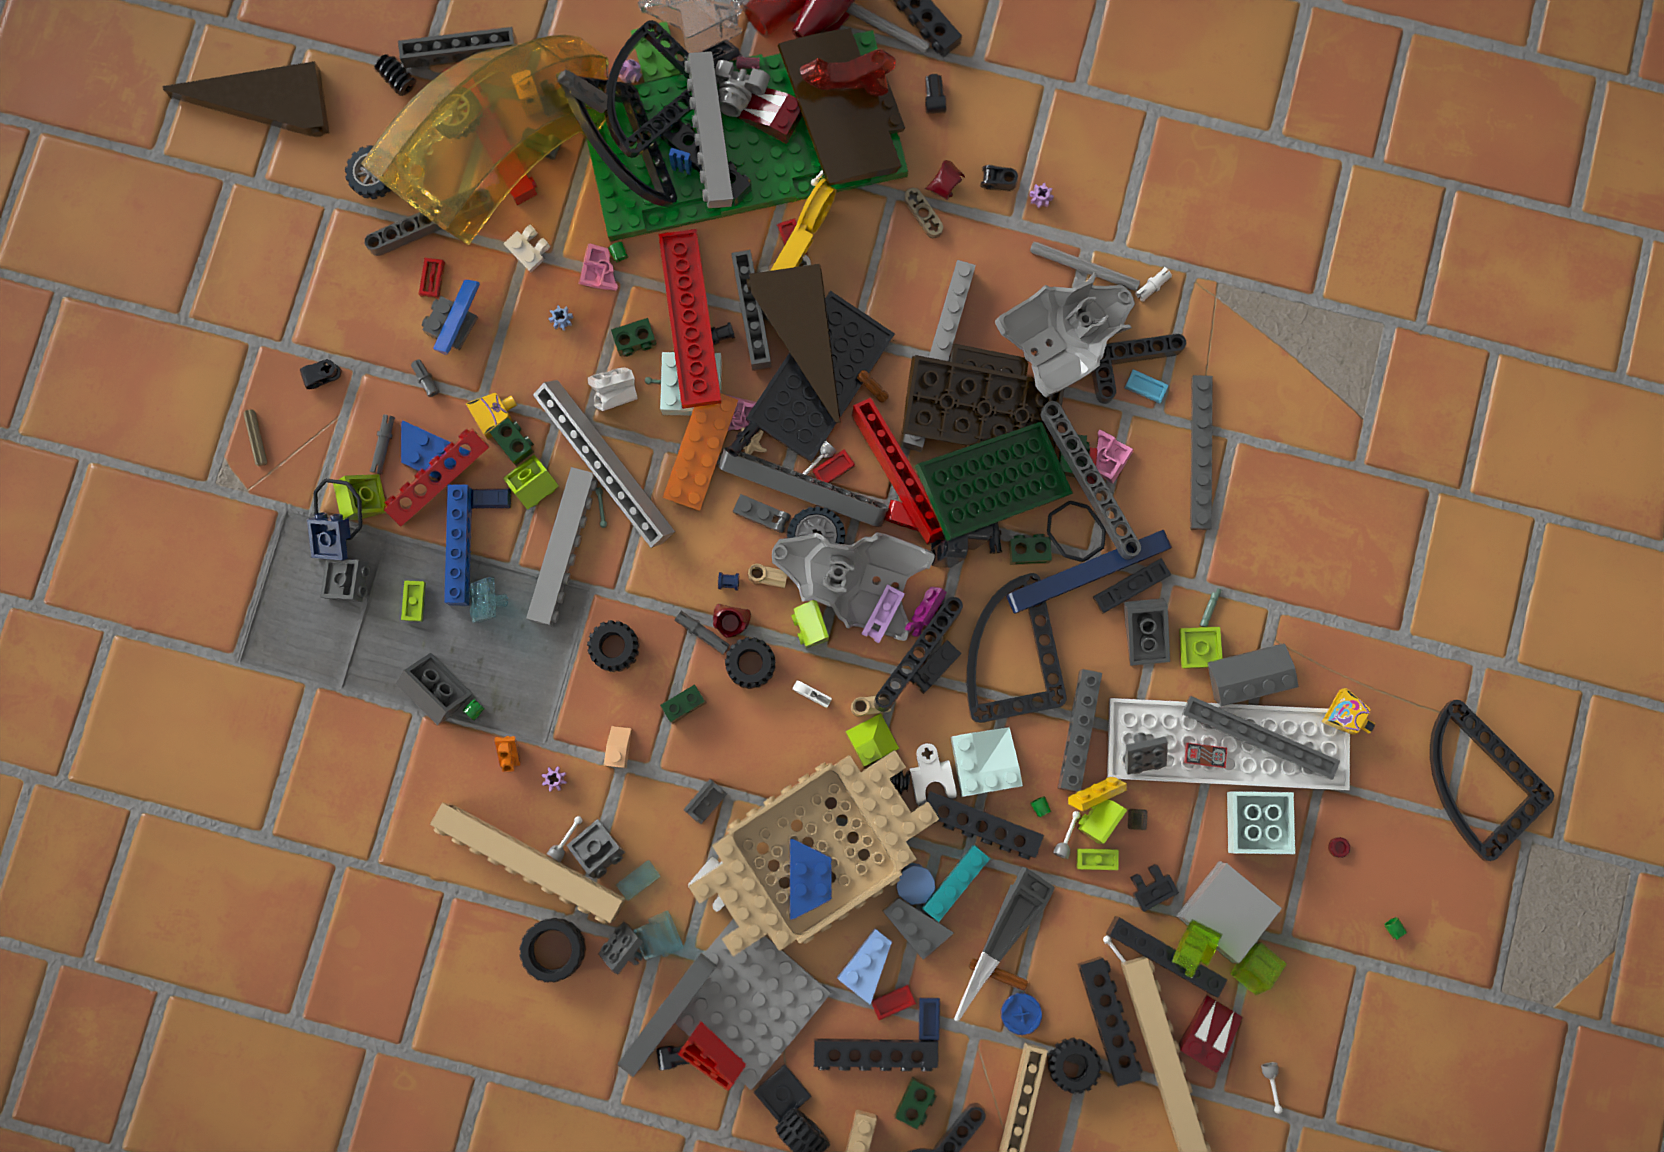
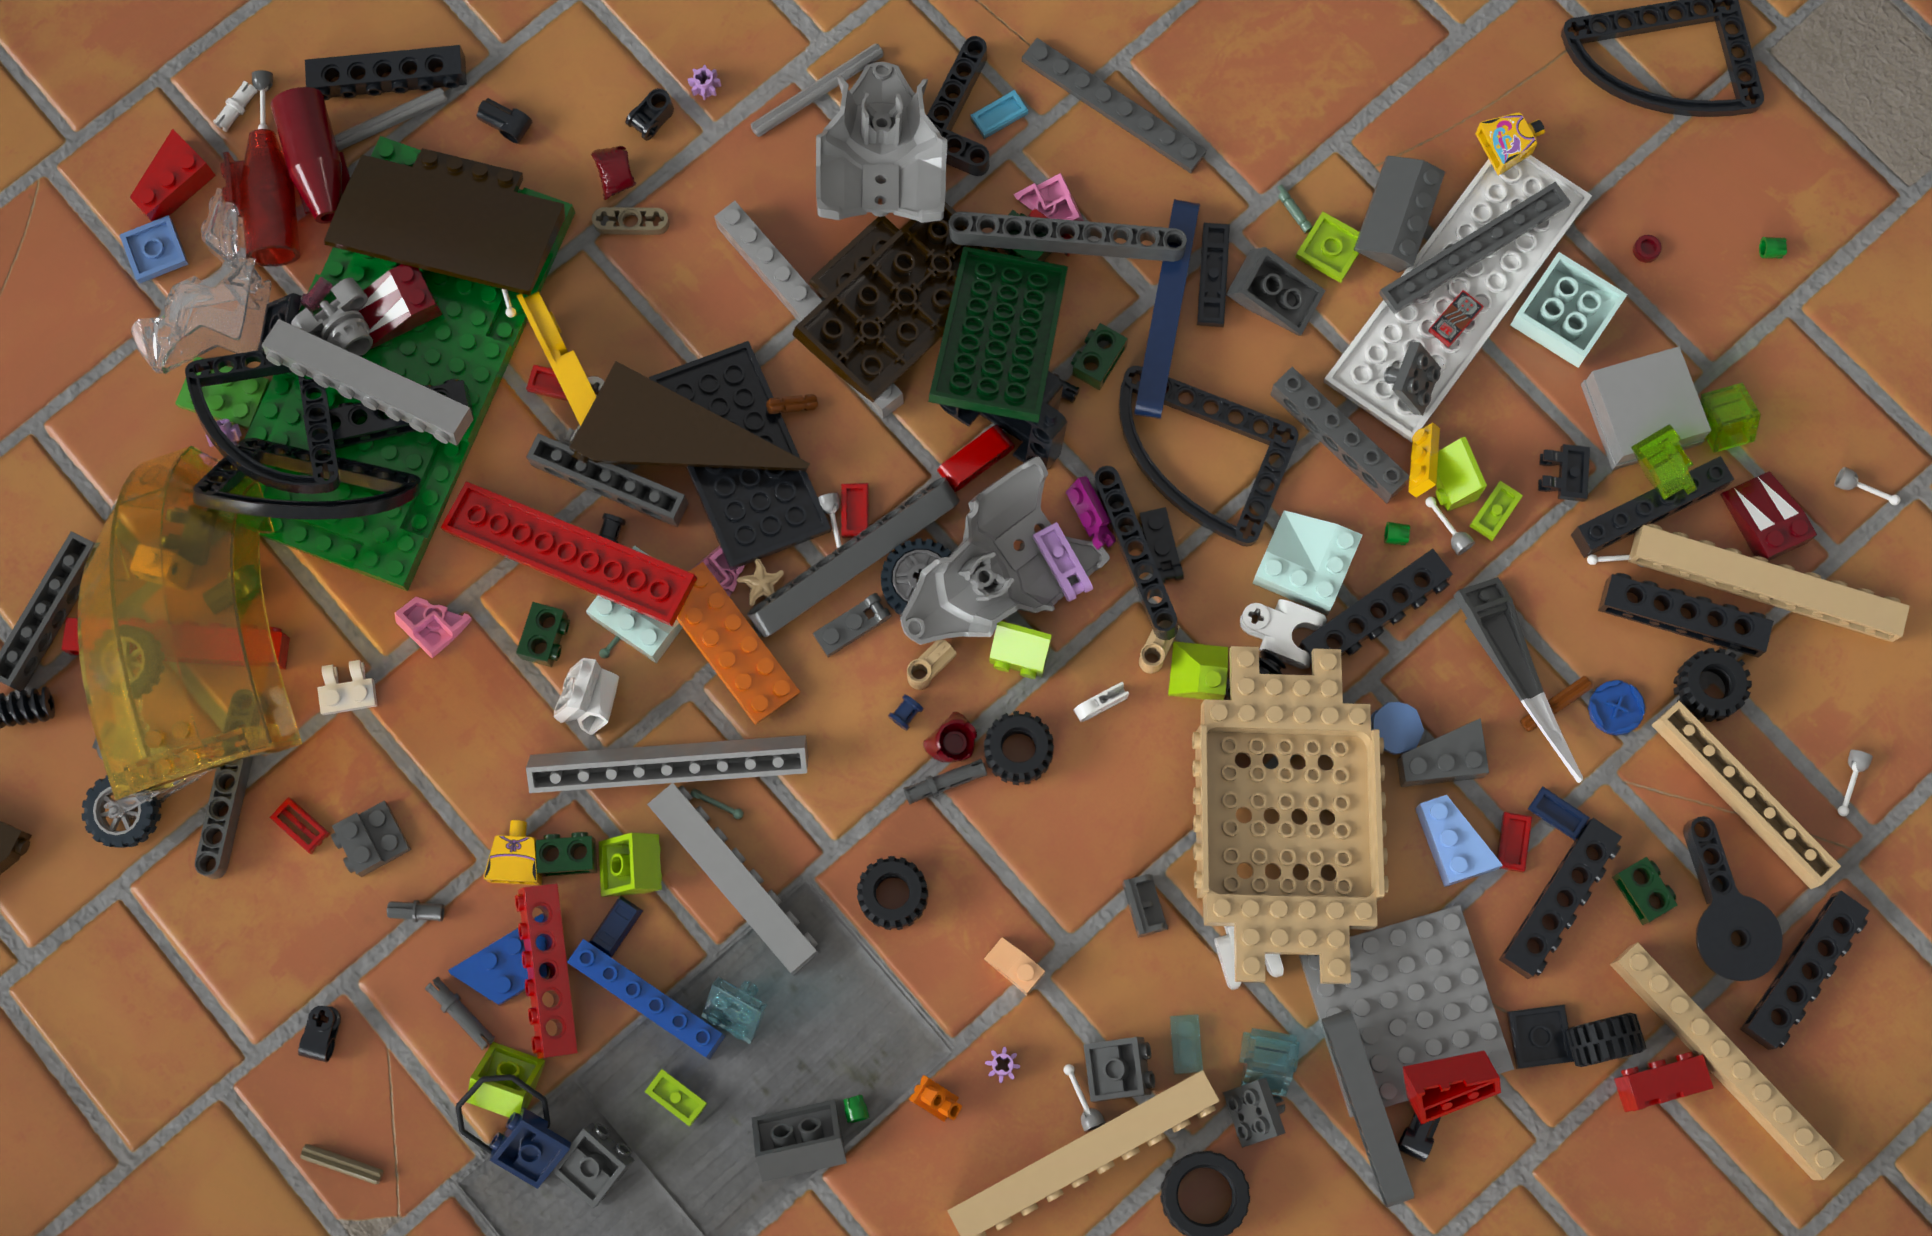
camera: 50 degrees left, 5 degrees down
(456, 316) = (371, 821): blue slope -> none
(559, 312) = (451, 701): light blue gear -> none
(584, 91) = (223, 484): dark grey hinge -> none
(618, 251) = (427, 587): green hose -> none
(677, 161) = (382, 446): blue tile -> none
(683, 704) = (1014, 856): dark green brick -> none
(743, 439) = (758, 596): black pin -> none
(808, 879) = (1314, 840): blue wing -> none
(863, 72) = (426, 173): clear red connector -> none
(897, 469) = (912, 435): red brick -> none
(955, 883) = (1423, 681): teal brick -> none
(1057, 544) = (1112, 320): black piece -> none
(1137, 819) = (1480, 438): clear smoke slope -> none
(1153, 284) = (890, 31): white pin -> none

